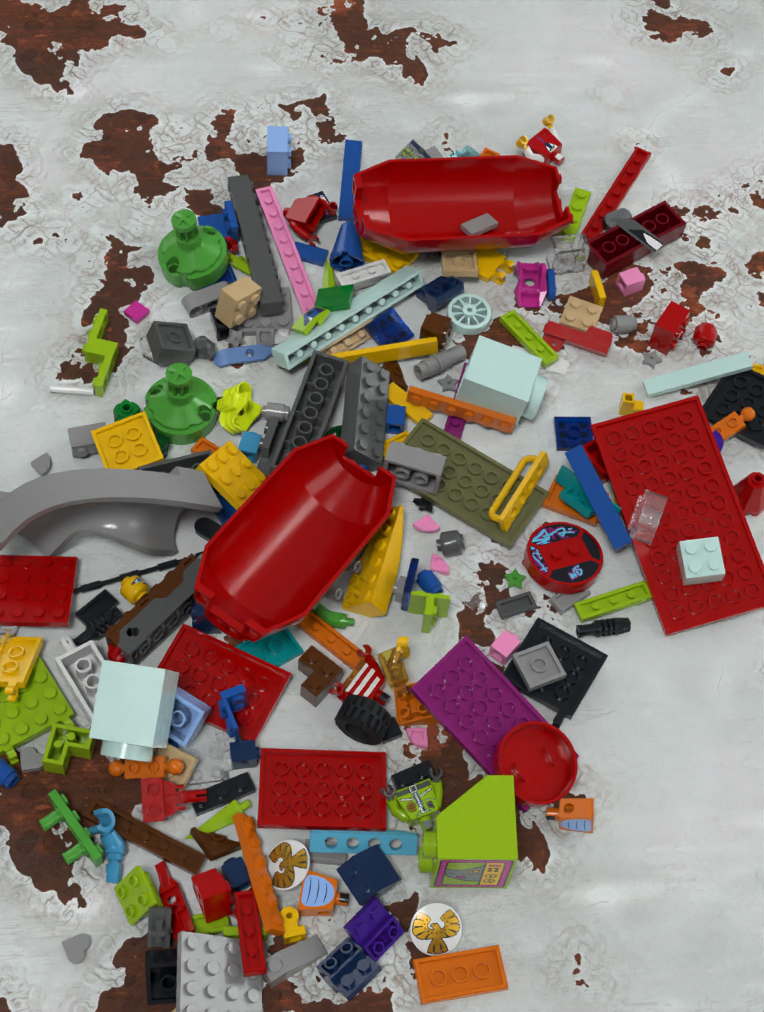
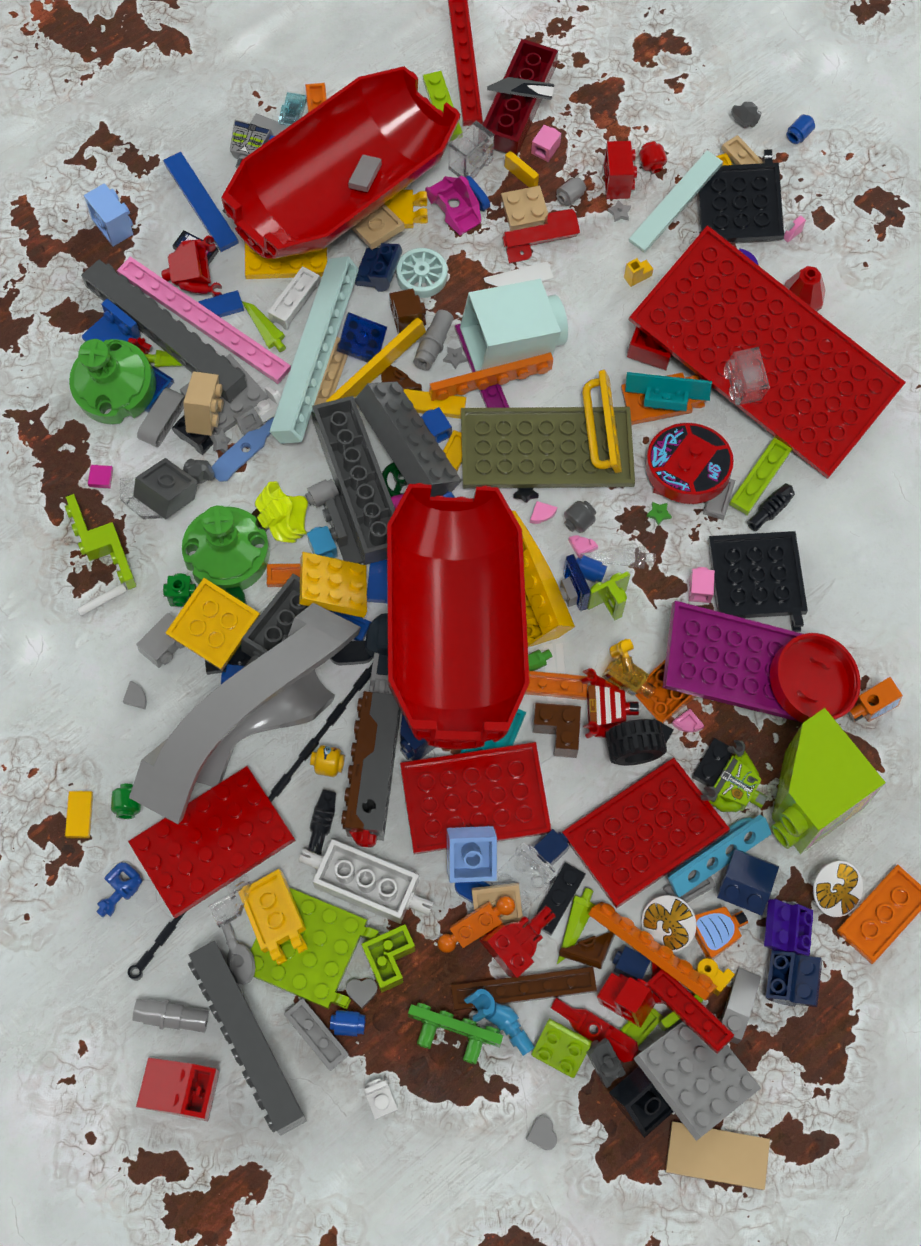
camera: 30 degrees left, 10 degrees up
(98, 605) = (303, 803): black tile -> none
(133, 709) = (438, 883): light aqua container -> none
(232, 700) = (510, 820): blue bracket -> none
(307, 321) = (284, 377): lime slope -> none
(335, 298) = (287, 339): green tile -> none
(347, 249) = (259, 277): blue cone -> none
(415, 467) = (499, 464): light grey brick -> none
(515, 605) = (679, 537): dark grey tile -> none
(528, 338) = (496, 262): lime plate -> none
(538, 666) = (747, 583): light grey plate -> none
(544, 145) = (362, 48): torso -> none
(571, 432) = (605, 333): clear blue tile -> none
(598, 498) = (684, 384): blue tile -> none
(620, 213) = (480, 89): tile -> none
(700, 561) = (818, 387): light aqua brick -> none
(733, 423) = (744, 229): orange plate -> none

